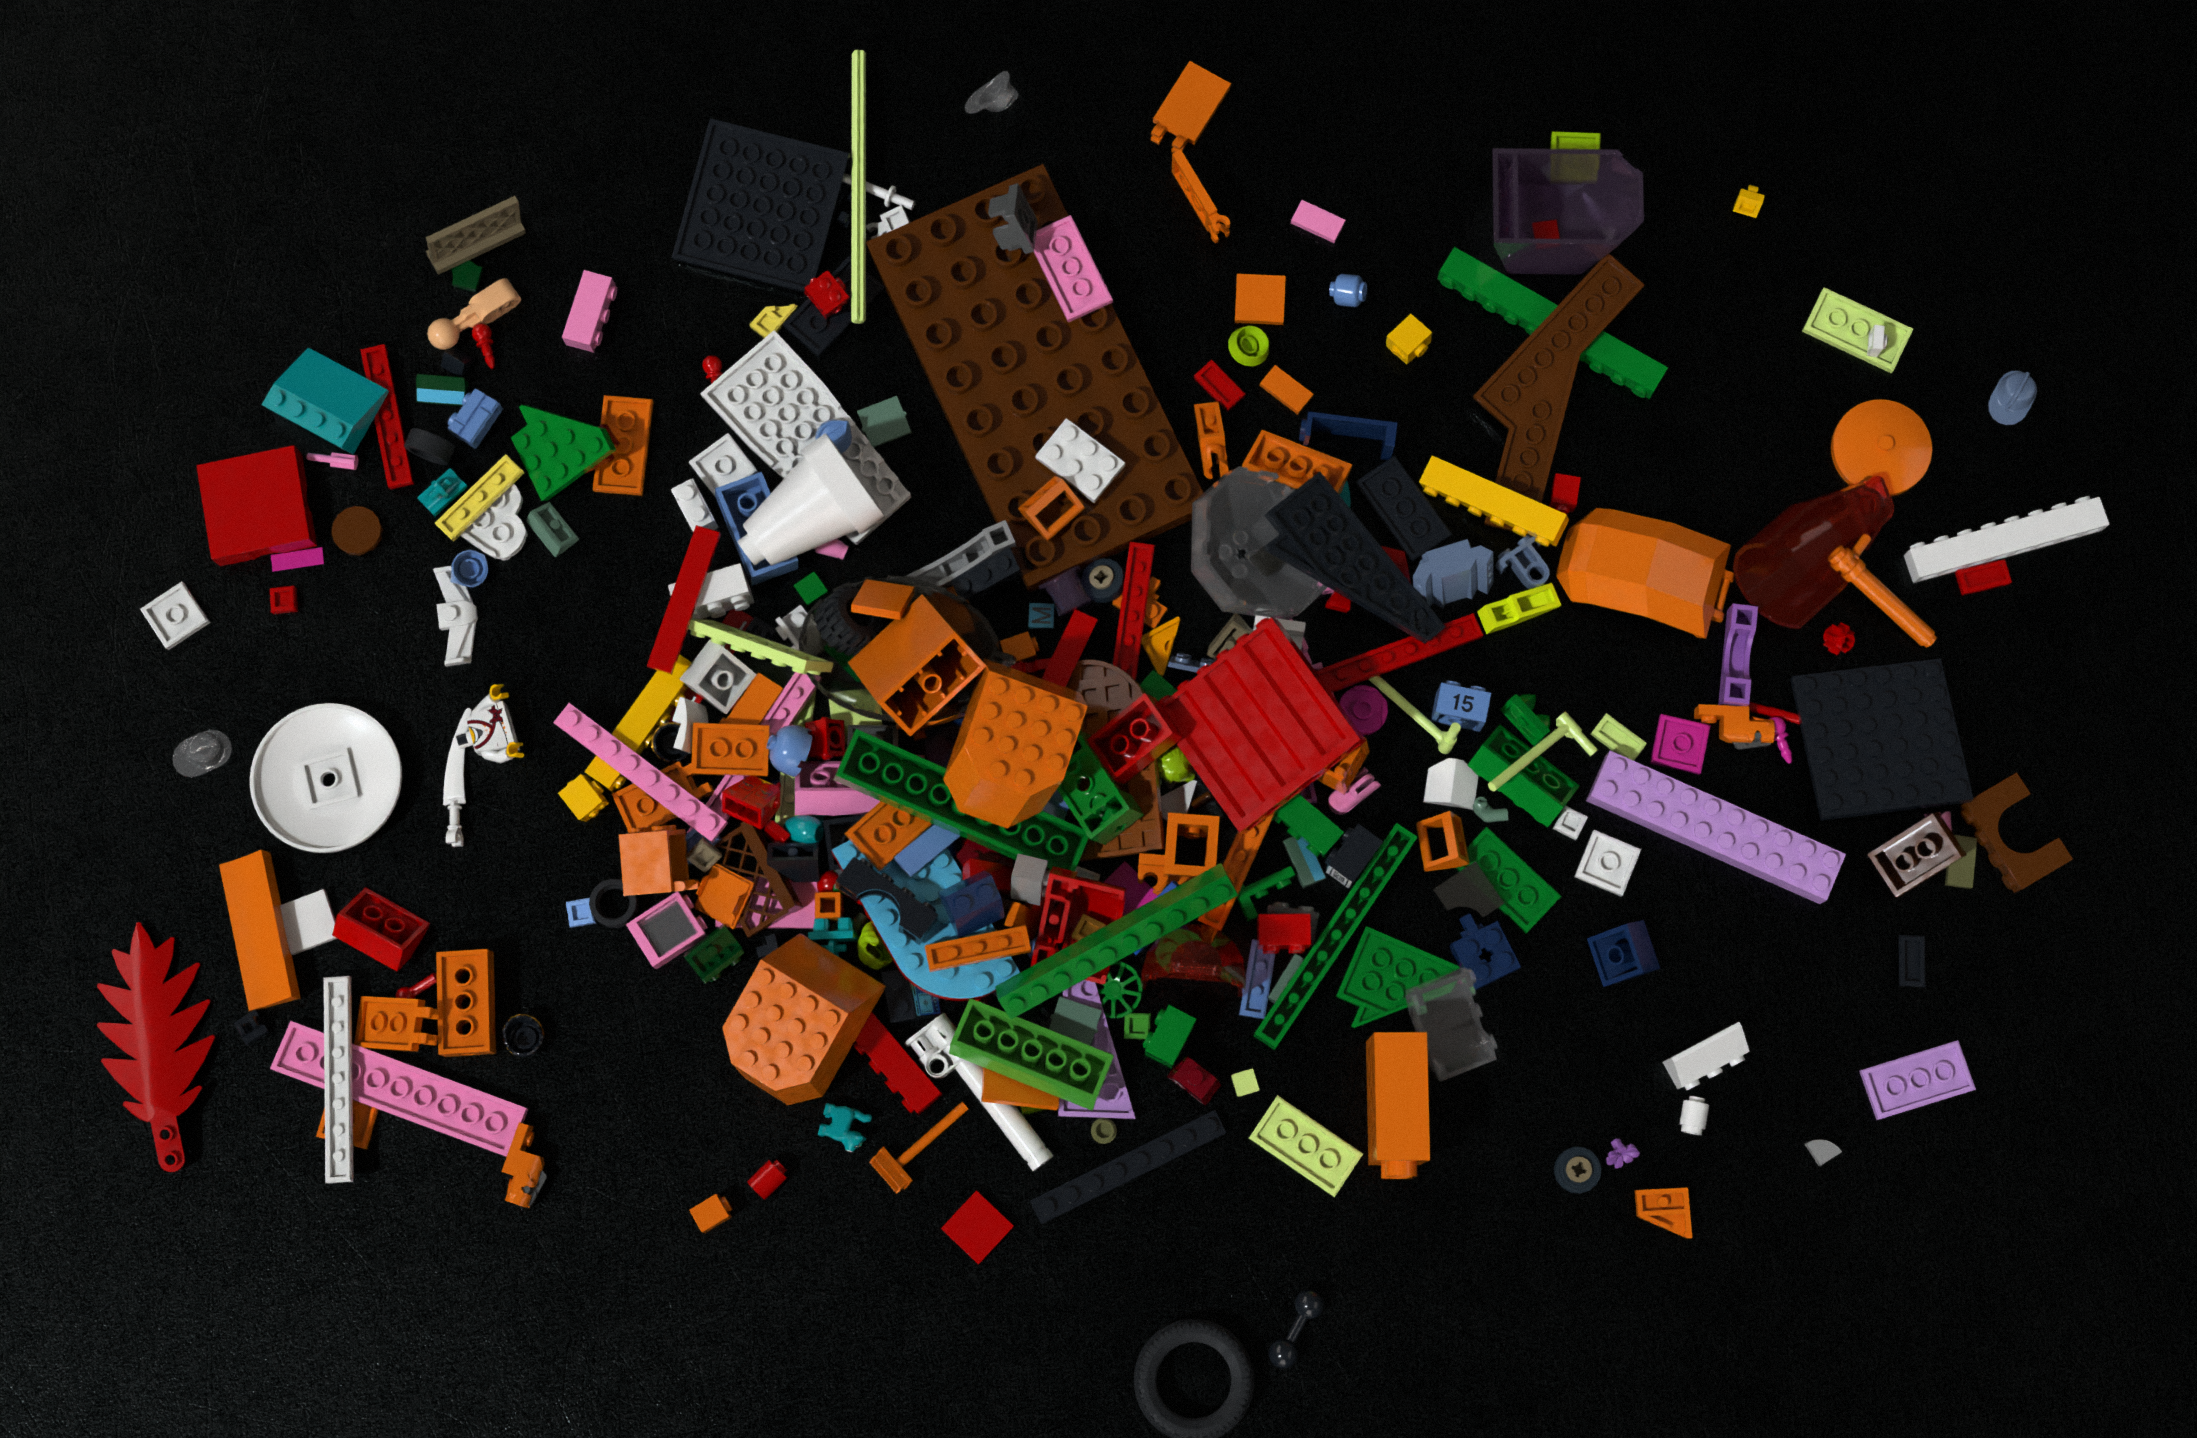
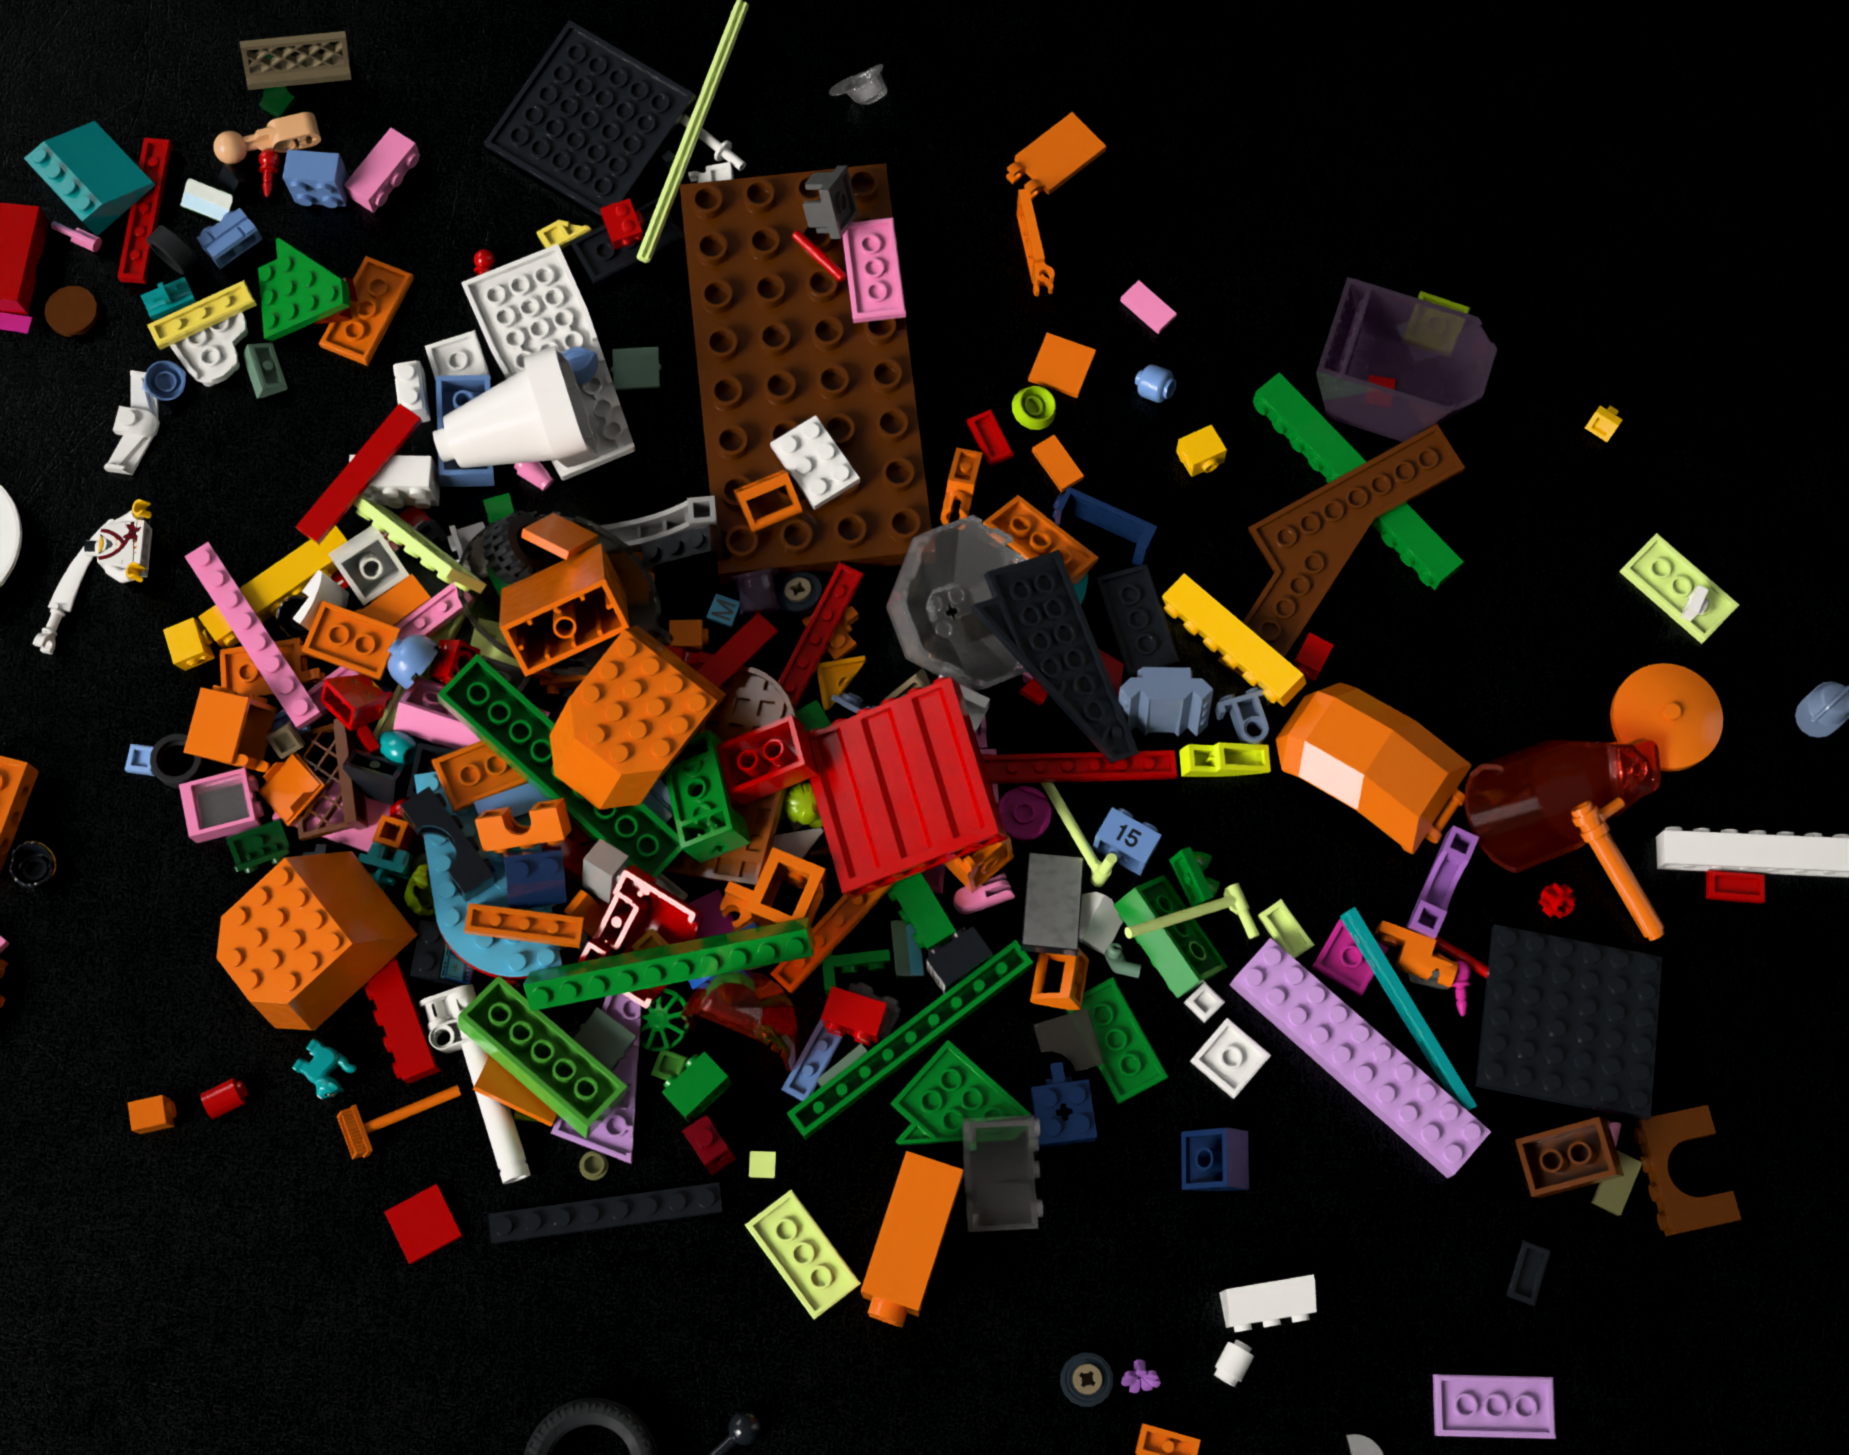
camera: 15 degrees right, 5 degrees down
(535, 339) = (316, 178): none -> medium blue brick
(930, 875) = (501, 832): none -> orange arch
(1017, 270) = (818, 255): none -> red piece
(1416, 781) = (1052, 904): none -> flat silver tile
(1742, 772) = (1406, 1008): none -> teal tile

